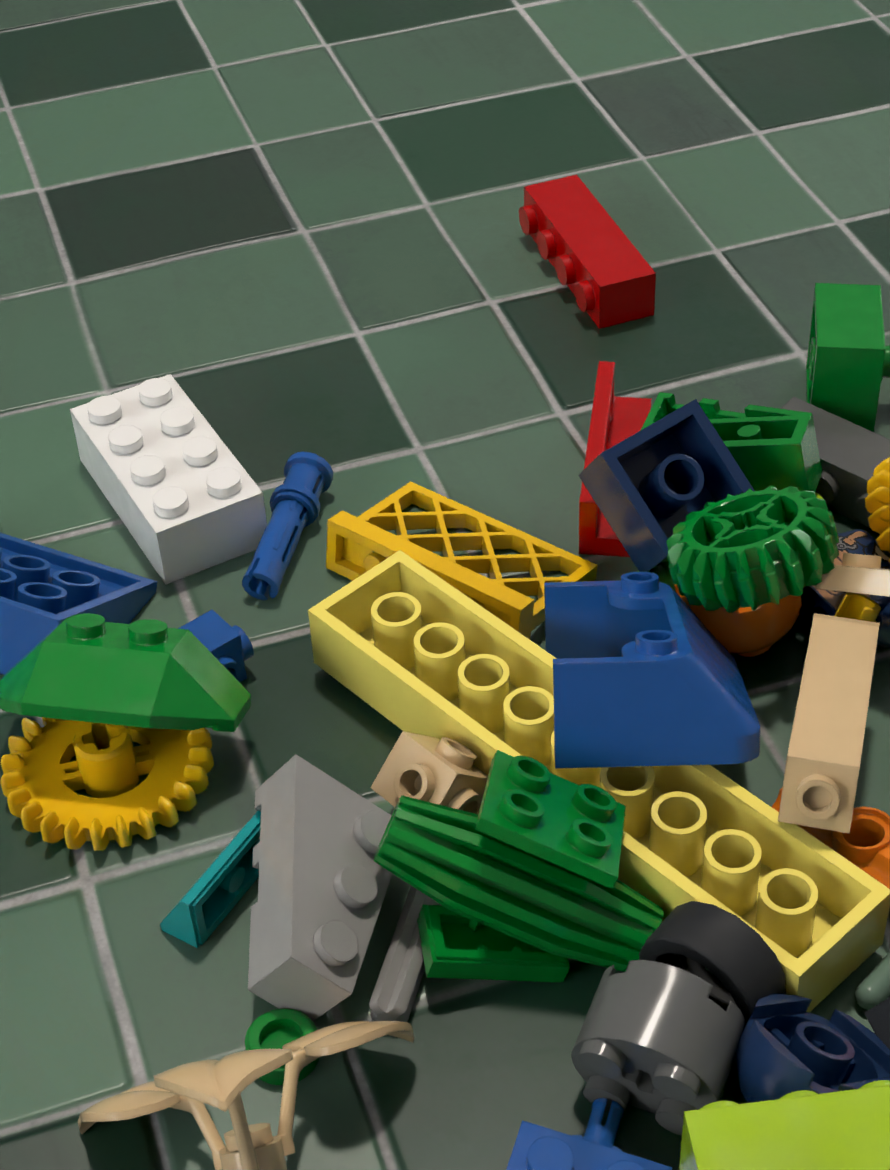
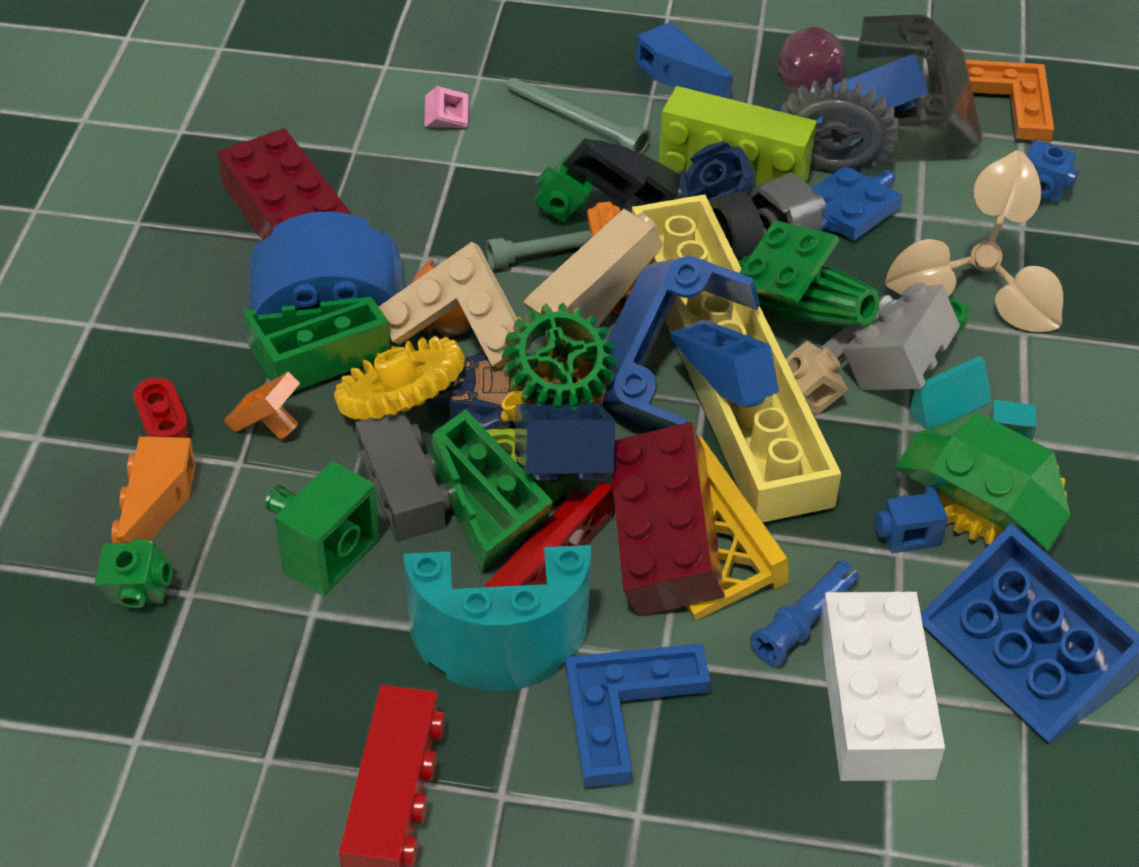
camera: 155 degrees left, 5 degrees up
(109, 851) = (1016, 416): none -> teal slope
(453, 384) = (604, 680): none -> blue plate
(498, 502) = (665, 520): none -> dark red brick
(518, 630) = (730, 361): none -> blue slope
(598, 308) = (499, 634): none -> teal cylinder

